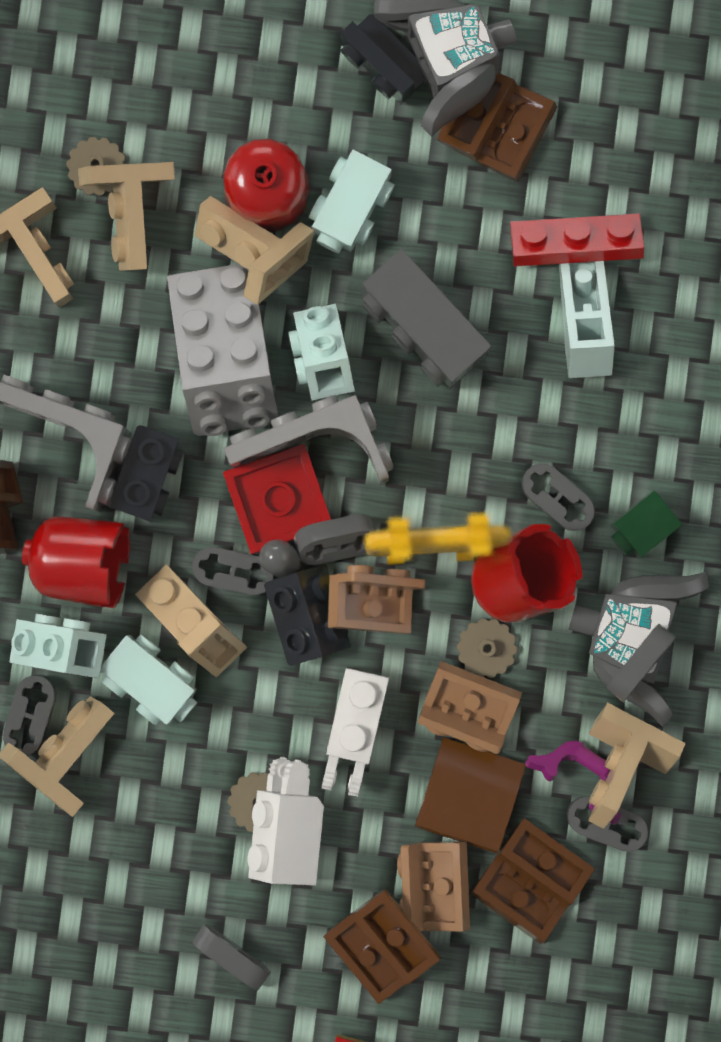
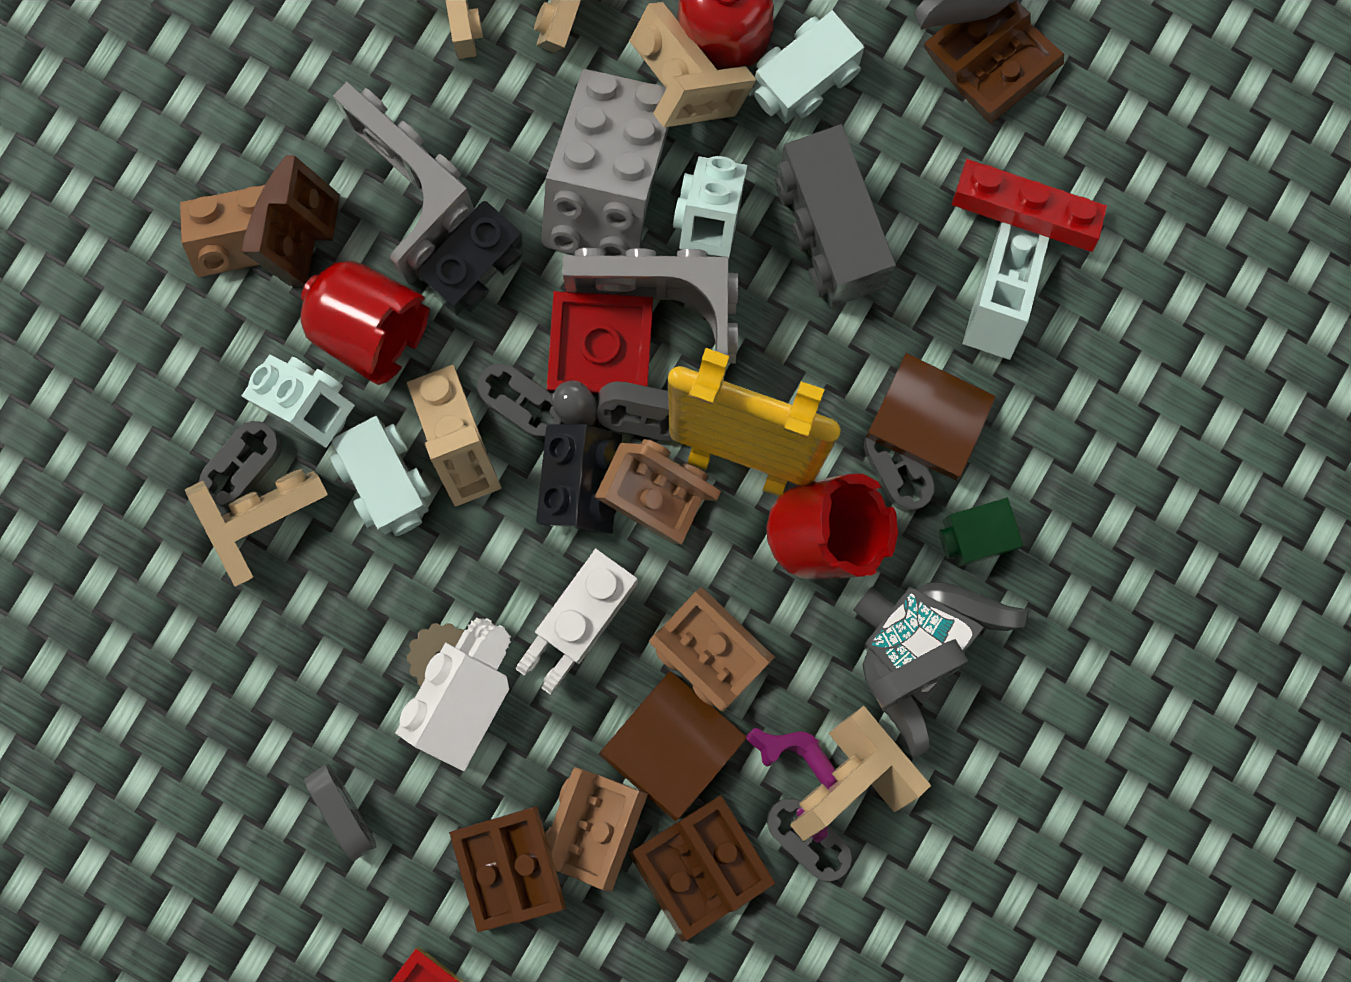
camera: 20 degrees right, 5 degrees down
(487, 648) = (757, 595): dark tan piece -> none
(567, 447) = (931, 417): none -> reddish brown slope

